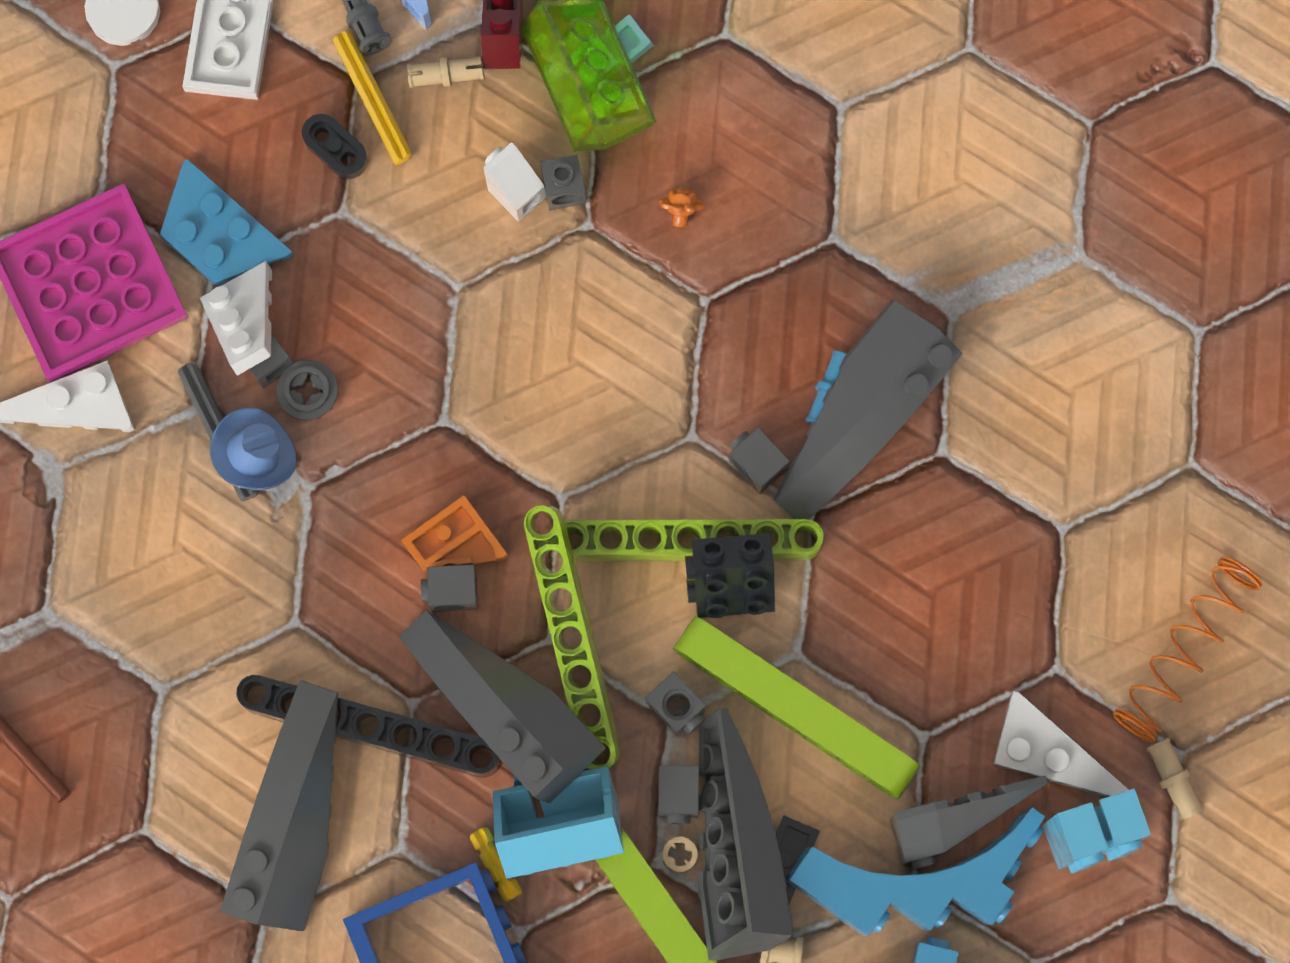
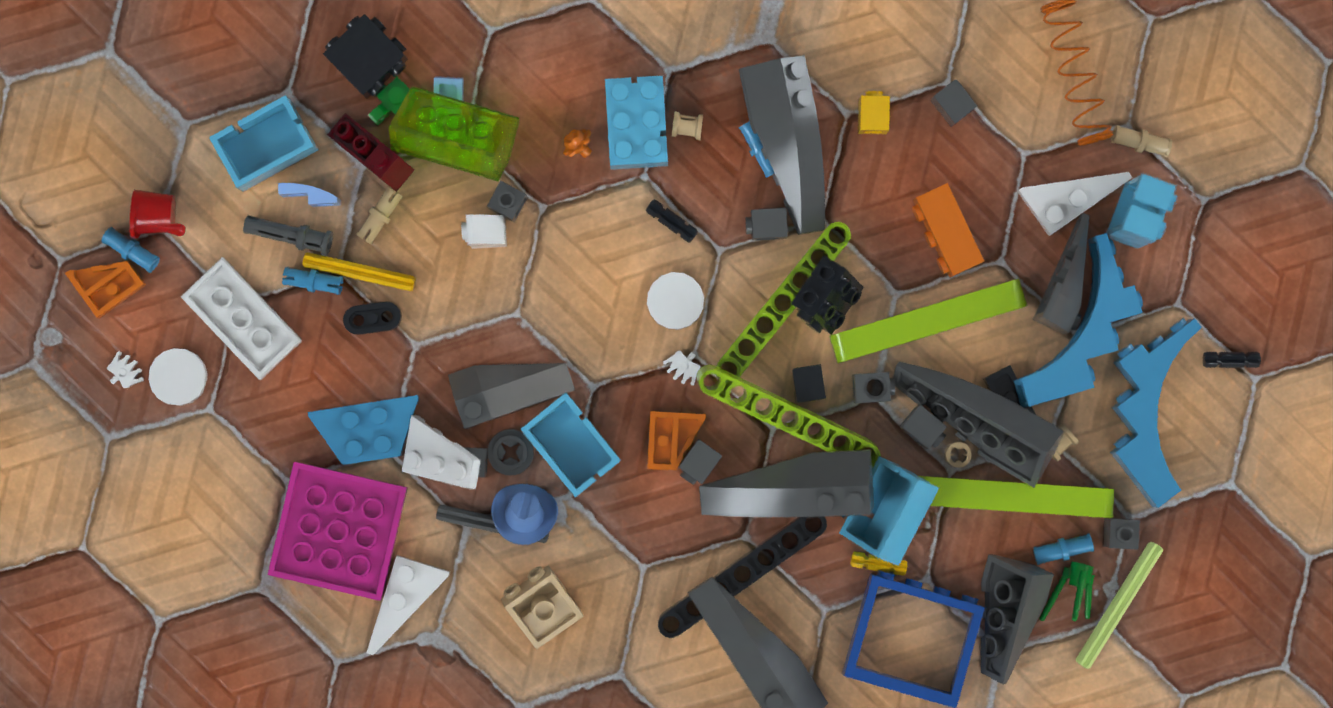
camera: 55 degrees left, 10 degrees up
(169, 546) = (541, 606): none -> tan plate
(325, 59) = (312, 280): none -> dark azure pin
(361, 328) = (499, 390): none -> dark grey wedge
(362, 440) = (570, 444): none -> medium azure piece
(539, 493) = (684, 366): none -> white piece
(601, 431) = (675, 300): none -> white tile
(625, 634) = (808, 383): none -> black panel
(680, 362) = (671, 220): none -> black axle
(748, 240) = (636, 122): none -> medium azure piece
(791, 298) = (687, 125): none -> tan bush
(906, 650) = (947, 231): none -> orange brick
(964, 475) = (873, 113): none -> yellow brick
(1045, 548) = (953, 102): none -> dark grey panel

